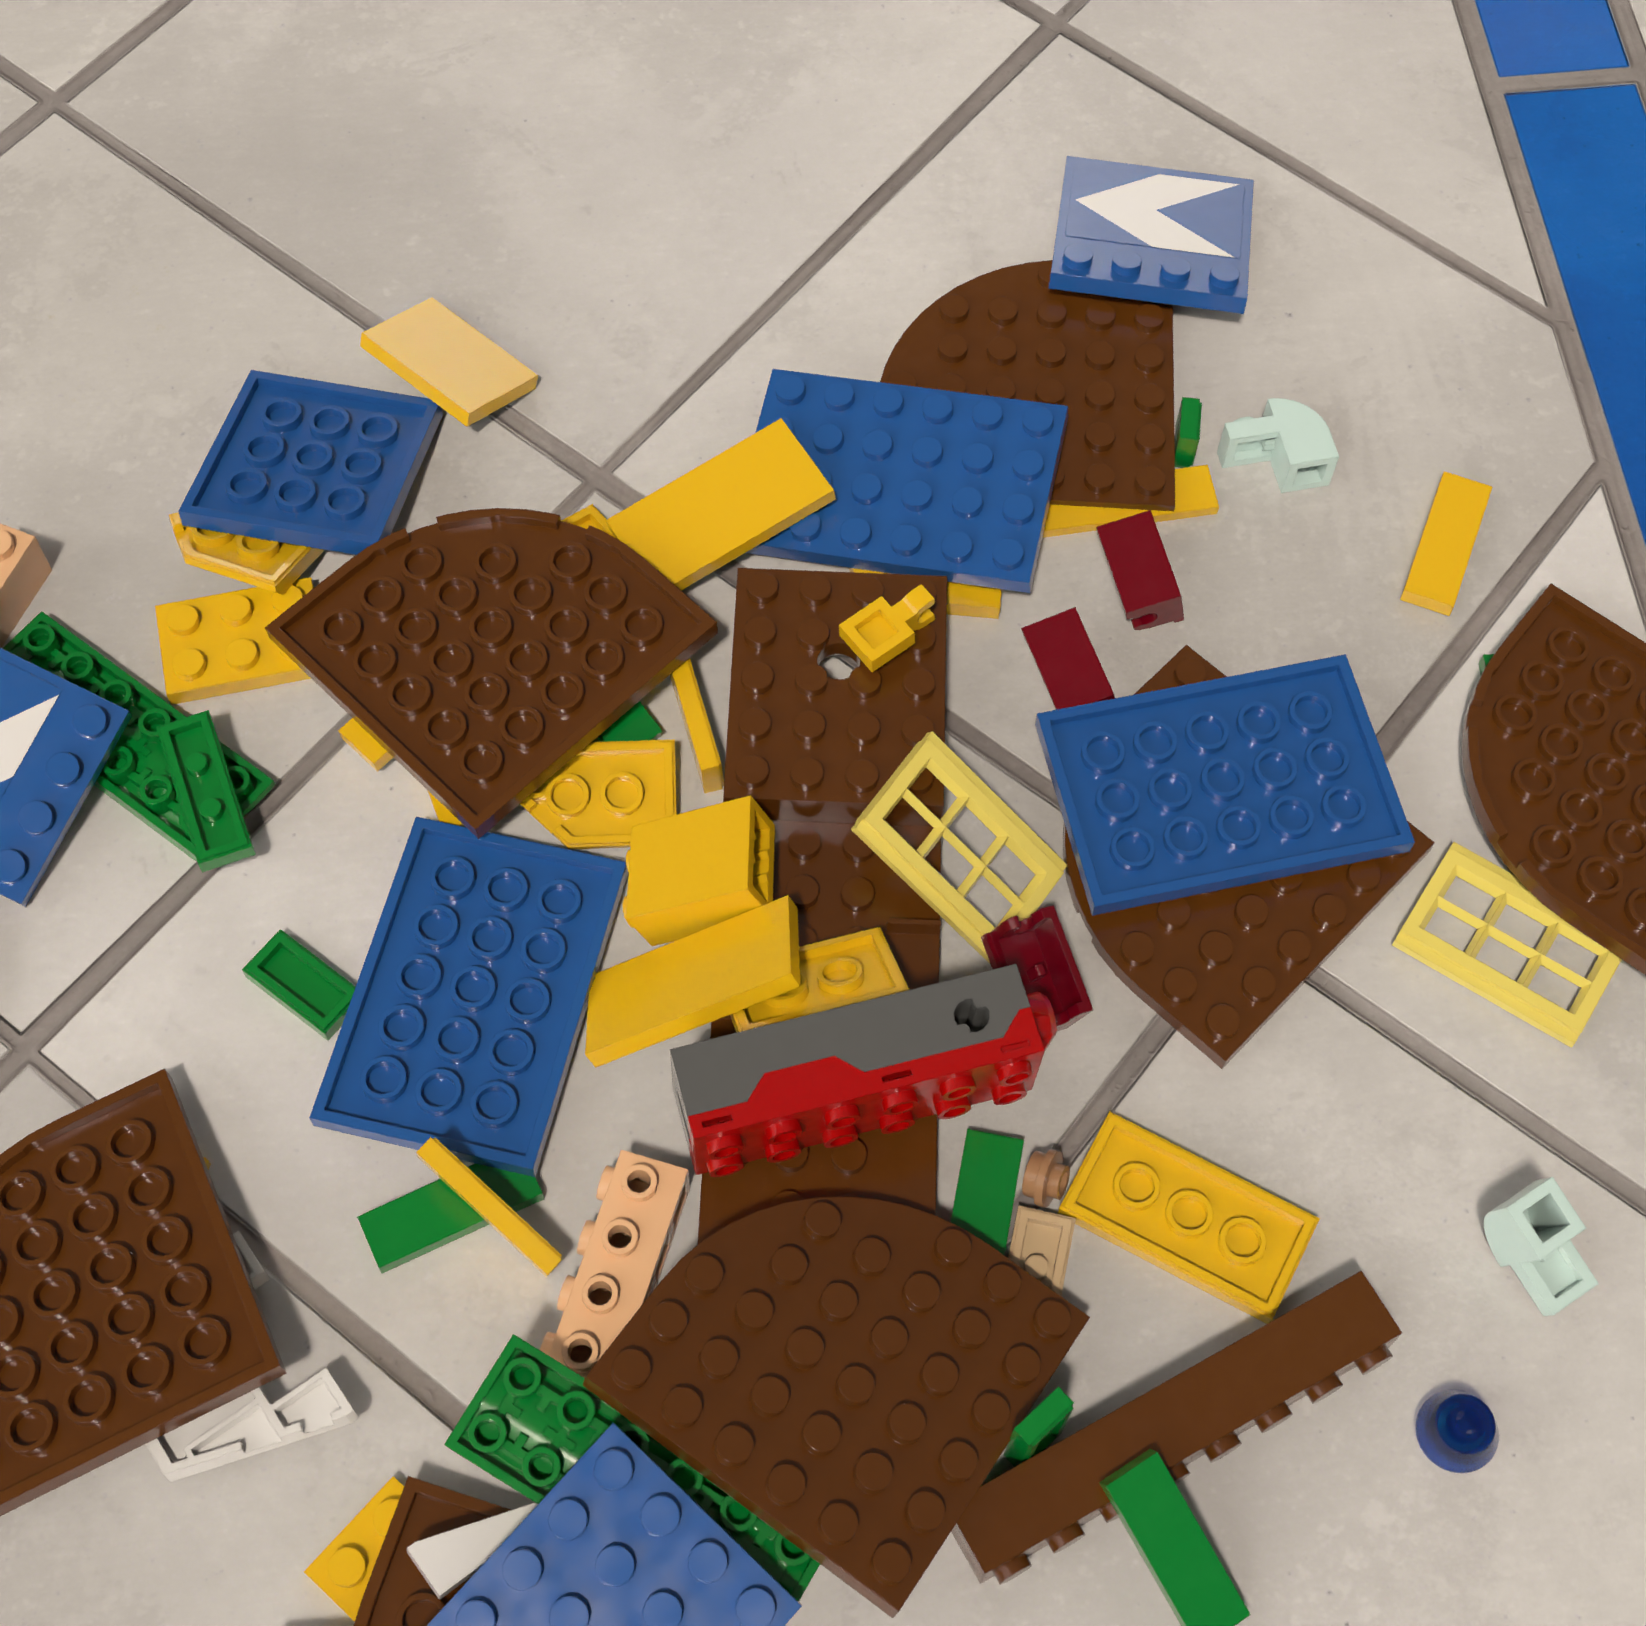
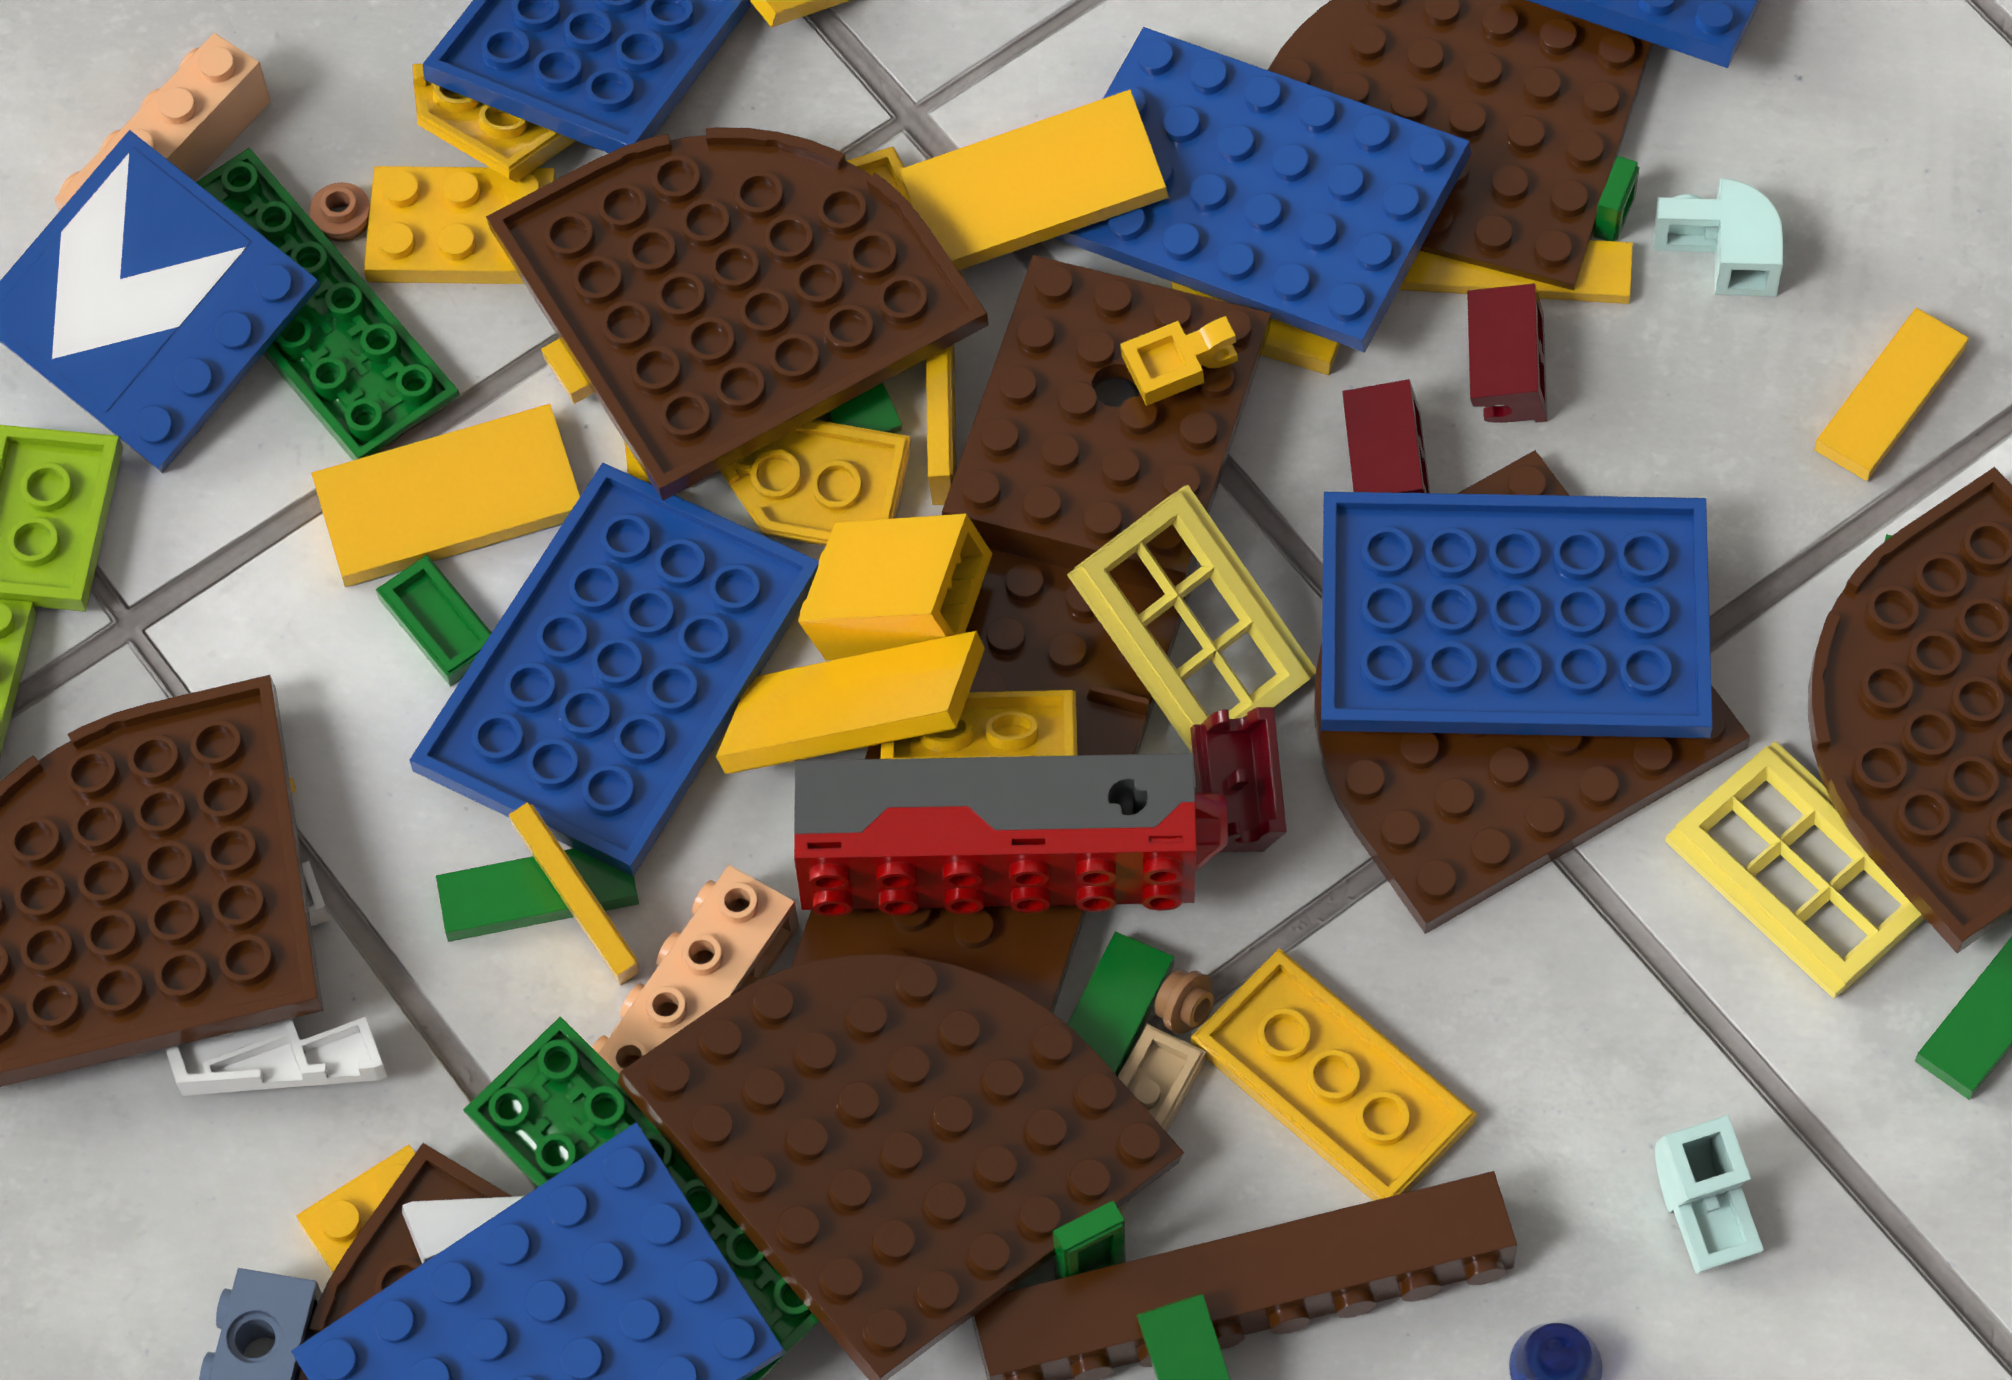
camera: 20 degrees right, 0 degrees up
(140, 659) = (344, 224): none -> nougat plate
(205, 791) = (380, 385): green tile -> none
(299, 871) = (447, 494): none -> yellow tile

